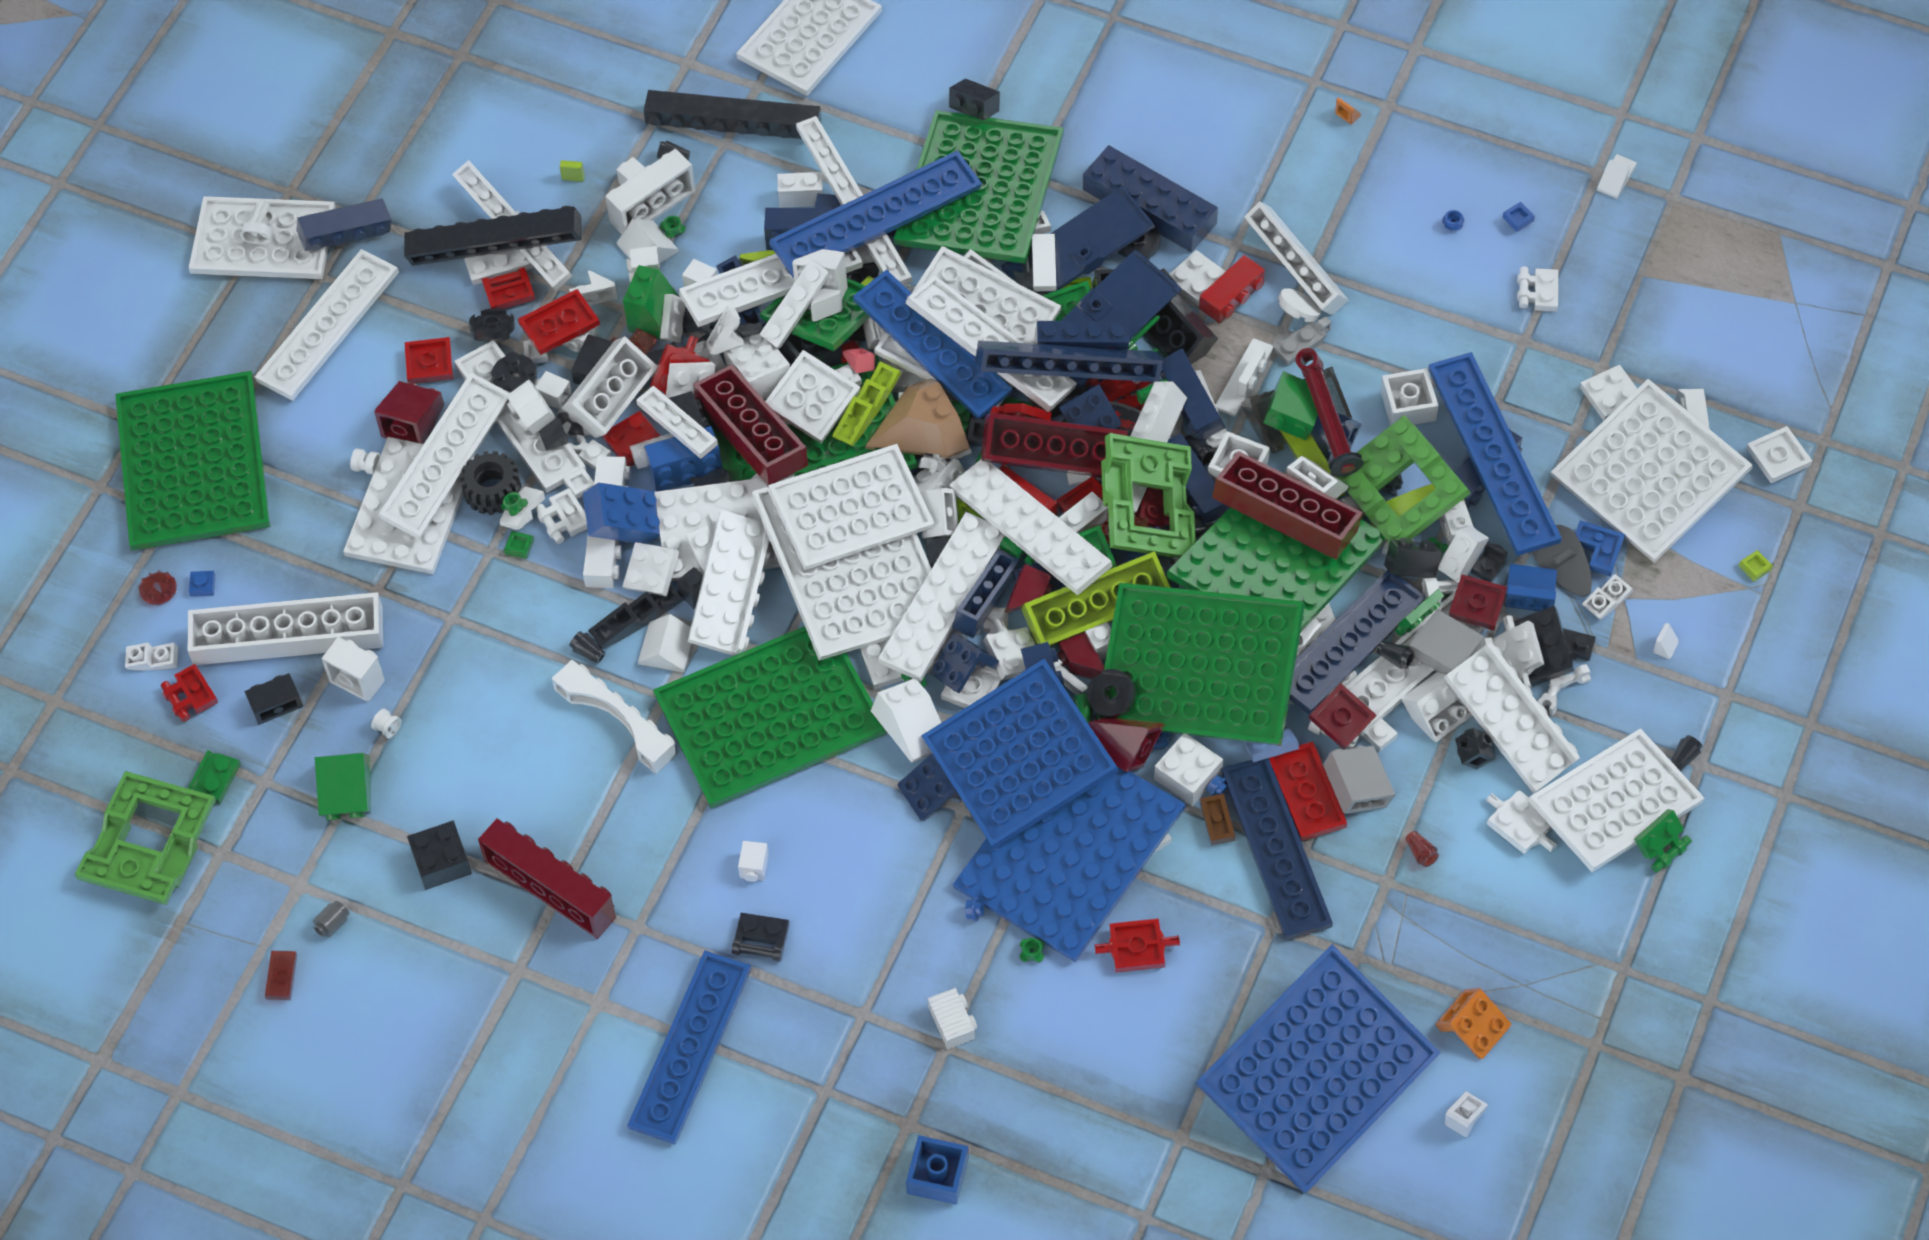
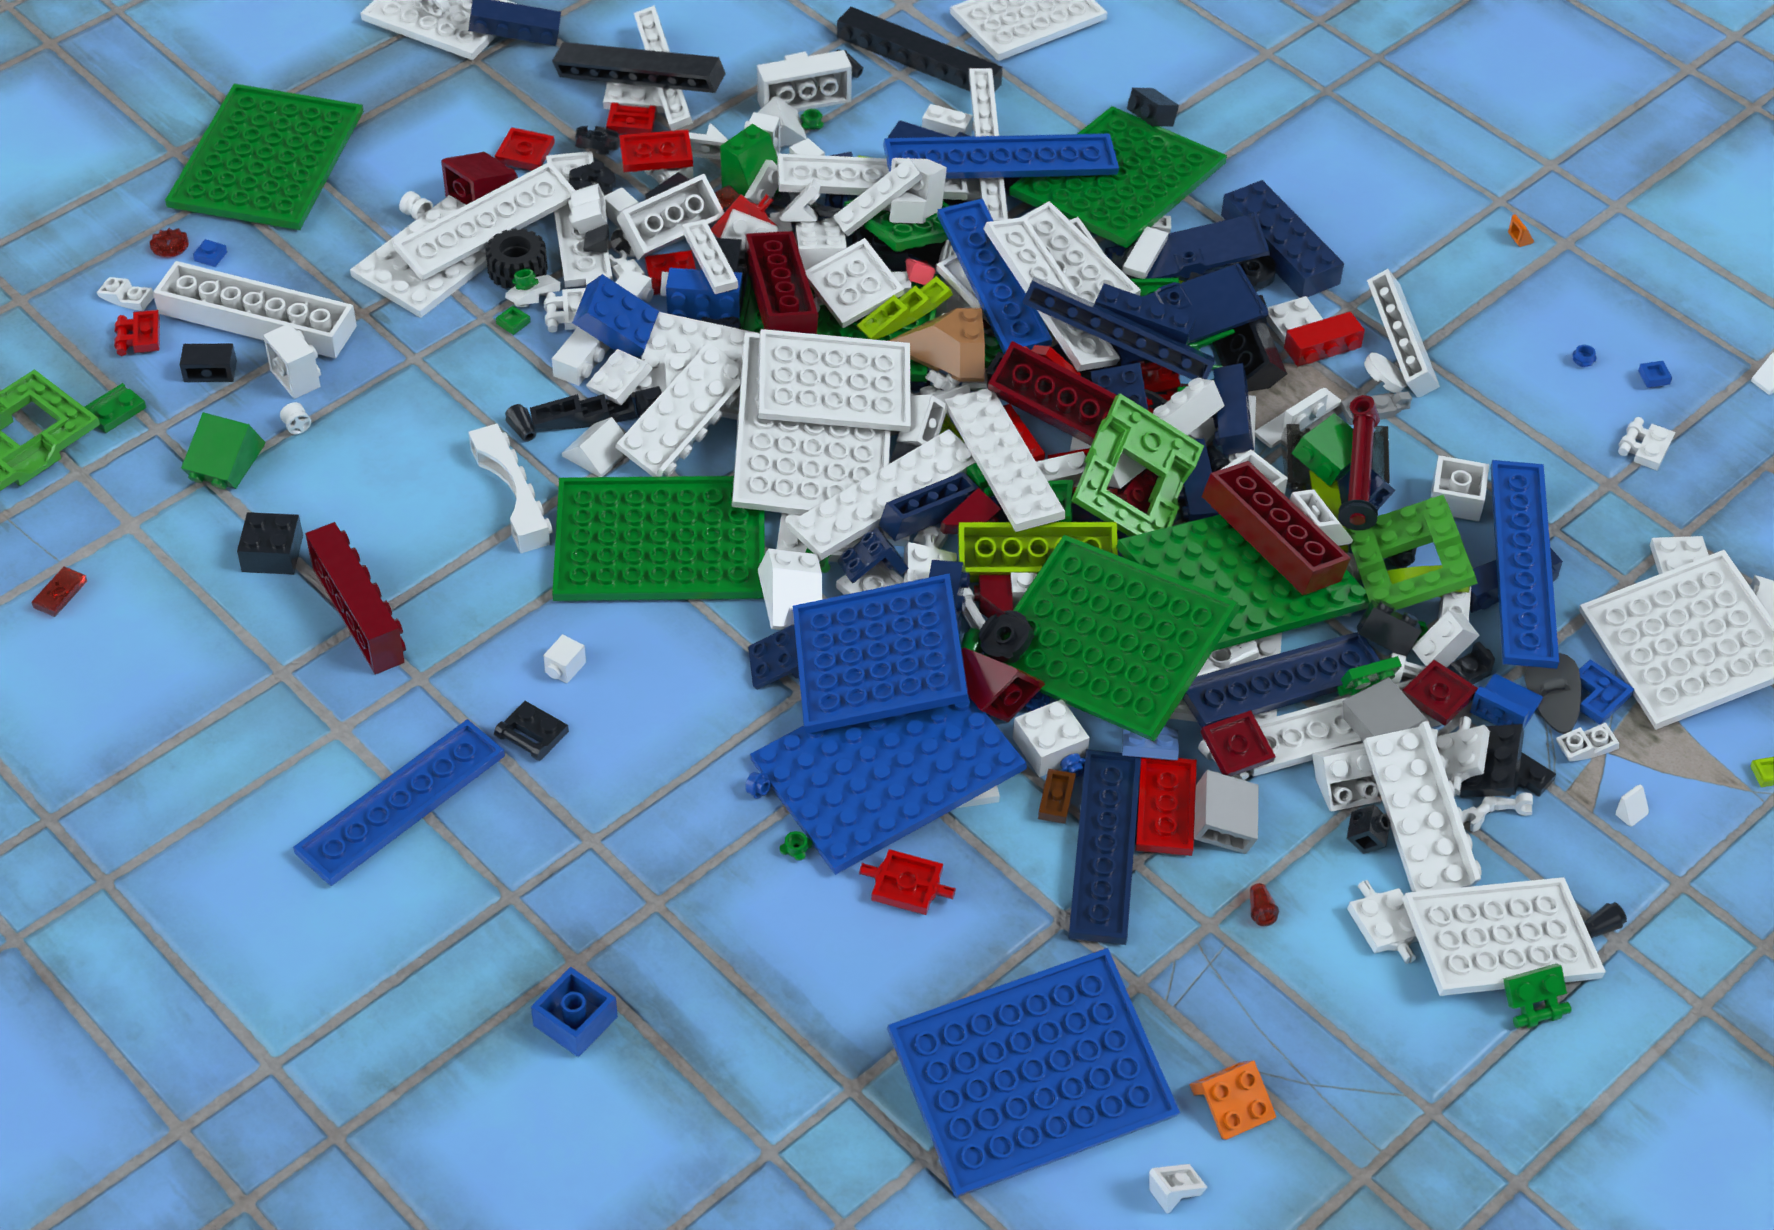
camera: 20 degrees right, 10 degrees down
(326, 325) = (452, 93): white plate -> none
(330, 919) = (136, 561): dark grey brick -> none
(531, 352) = (625, 178): white plate -> none
(572, 170) = (745, 48): lime tile -> none
(951, 1018) = (675, 876): white brick -> none
(1380, 734) = (1274, 782): white plate -> none
(1396, 654) = (1327, 709): black cone -> none

